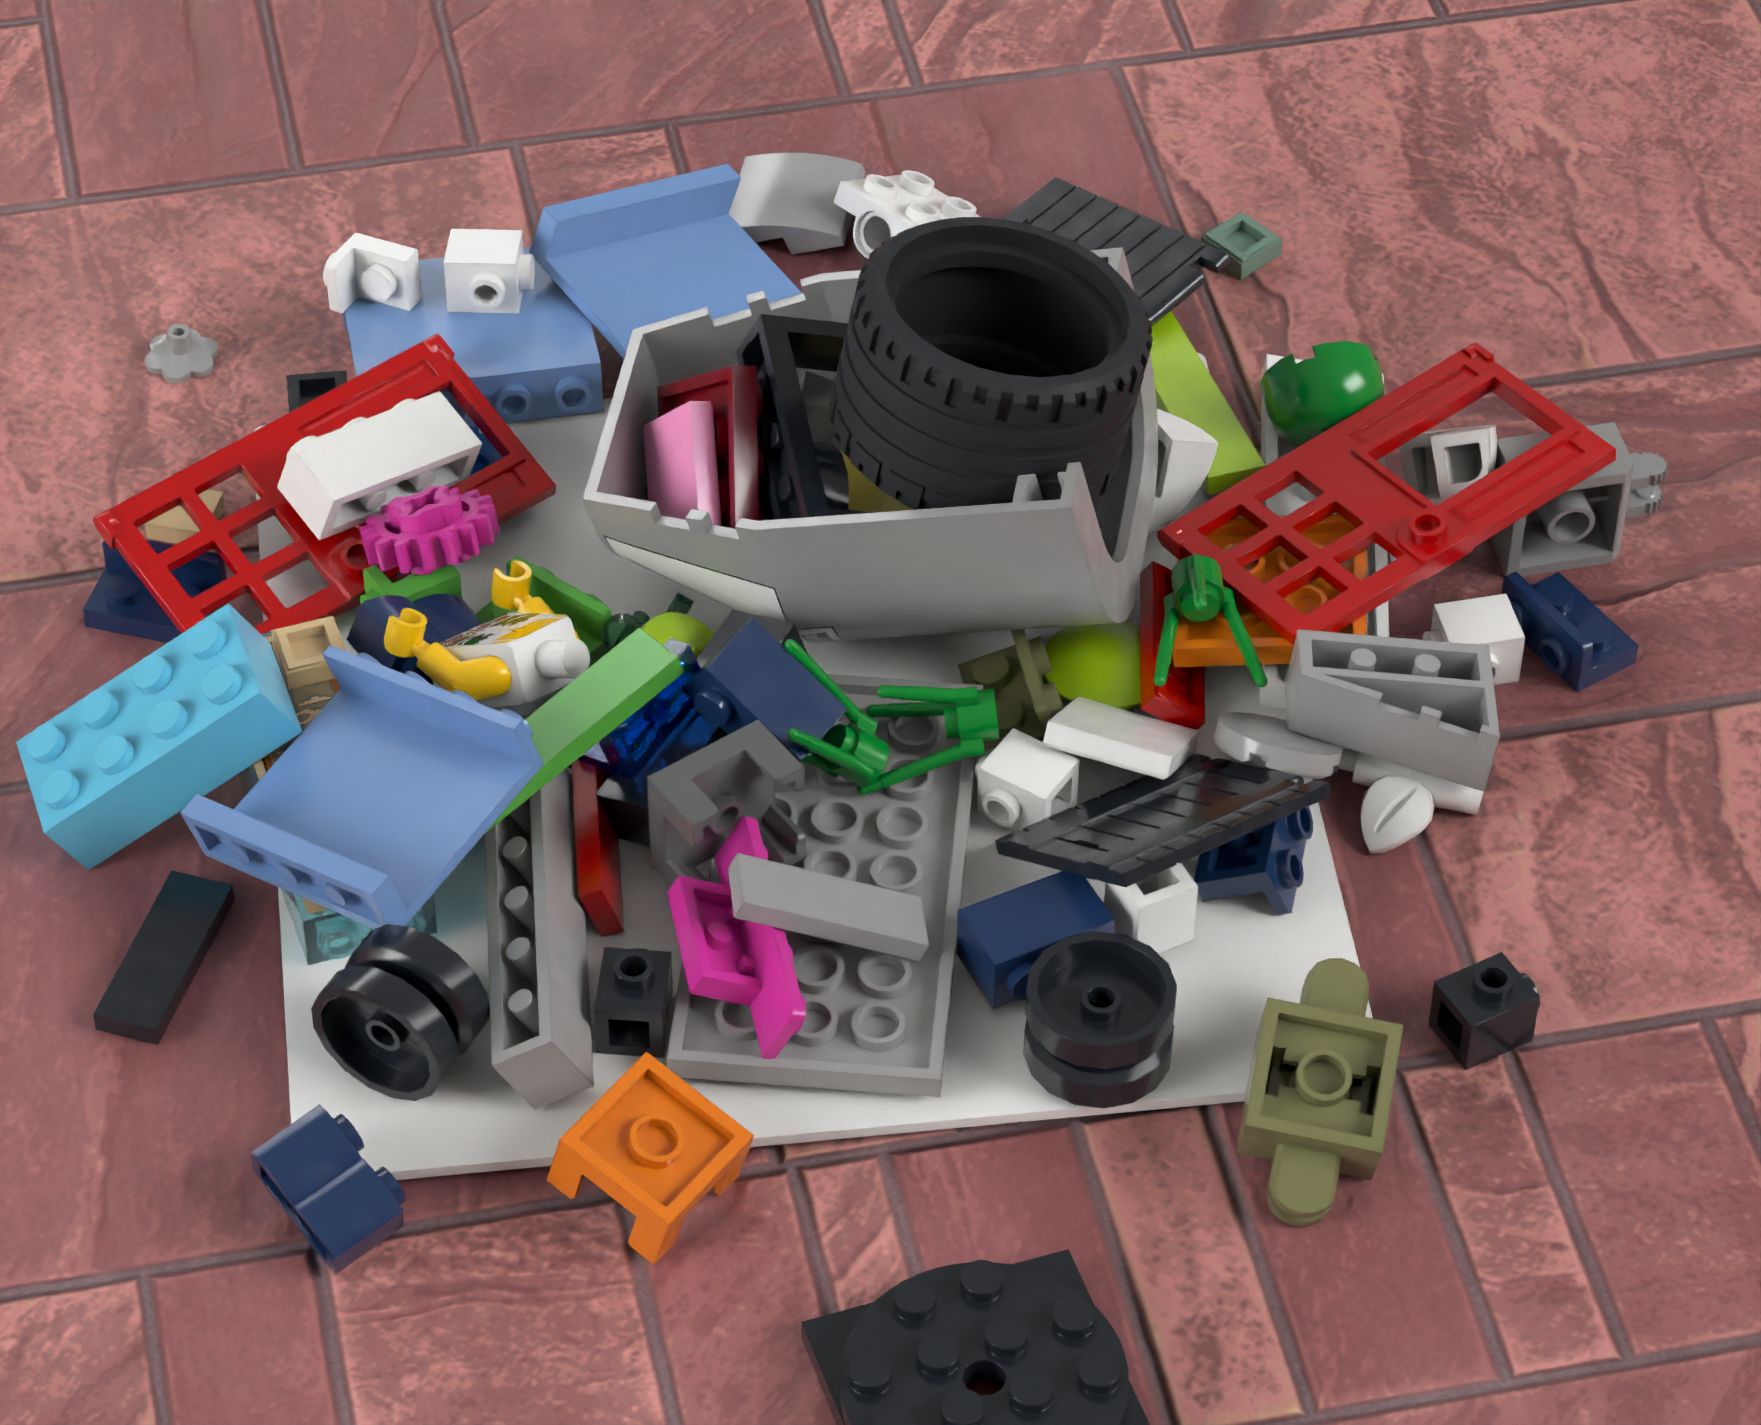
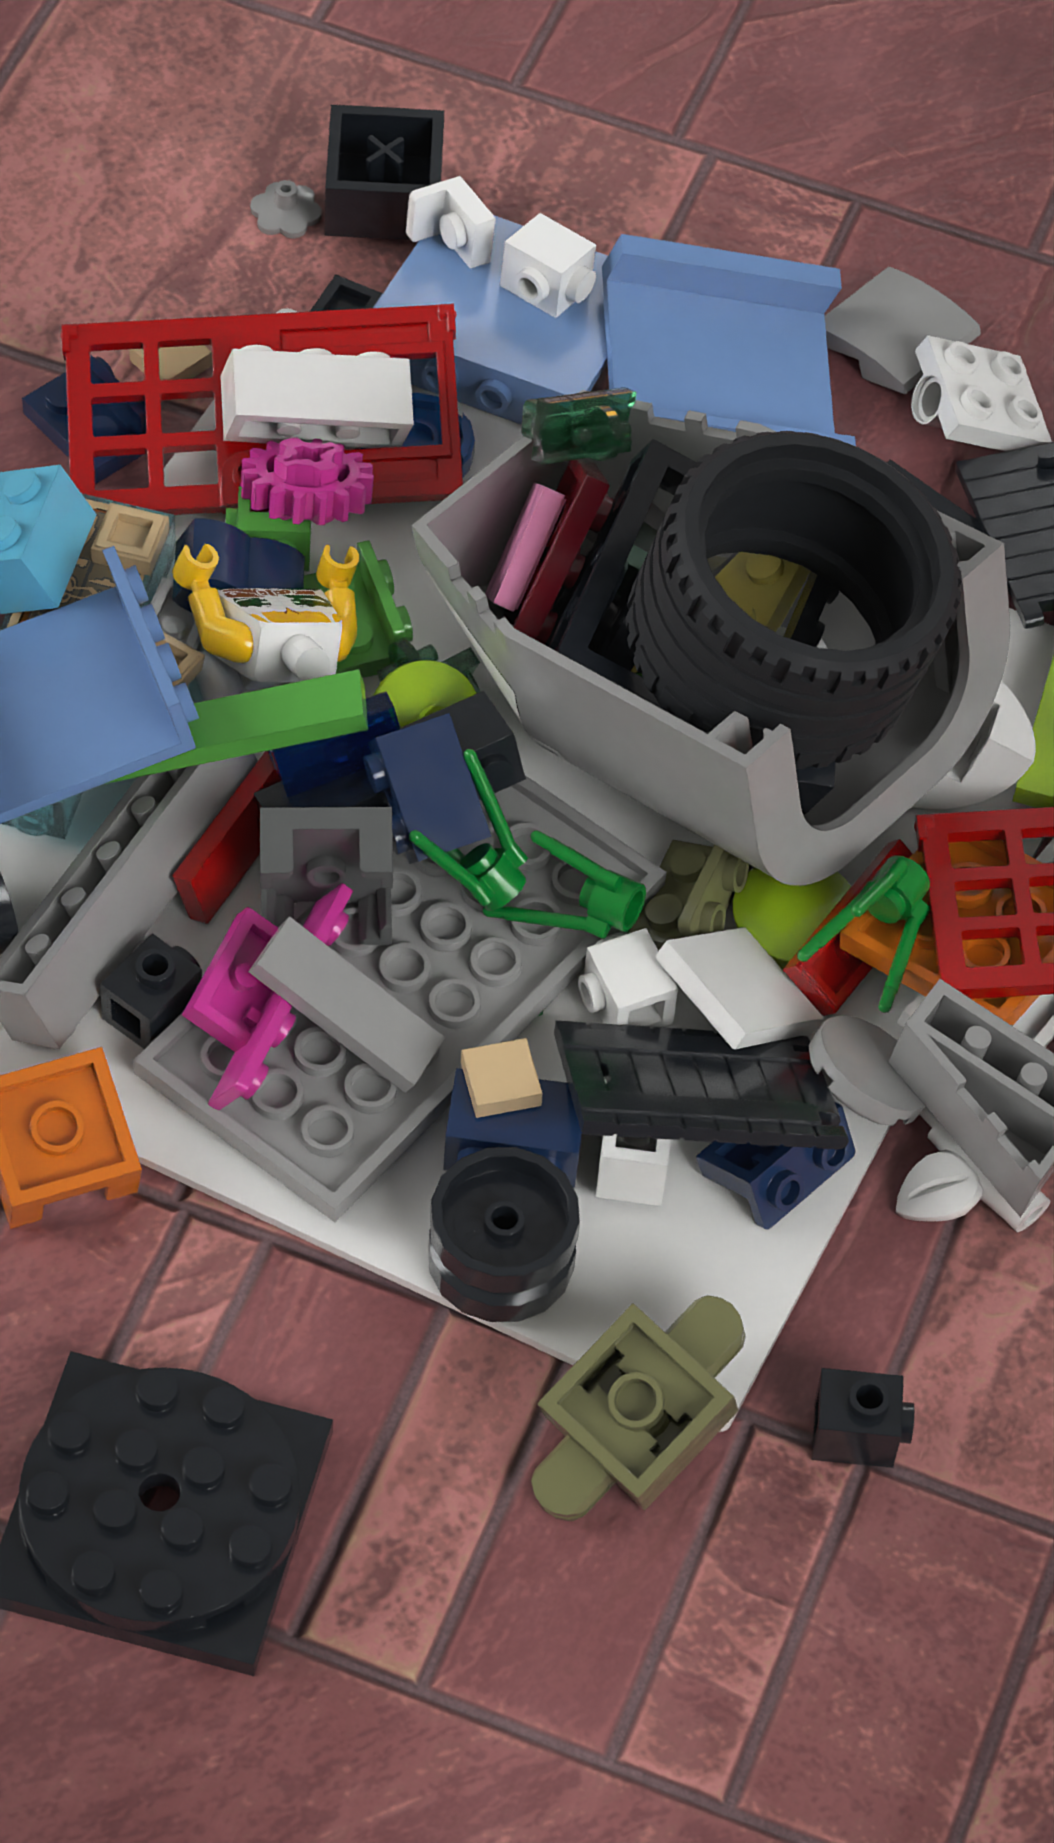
camera: 30 degrees right, 10 degrees up
(257, 277) = (375, 165): none -> black brick
(667, 349) = (579, 425): none -> clear green hips
(1006, 893) = (501, 1077): none -> tan tile

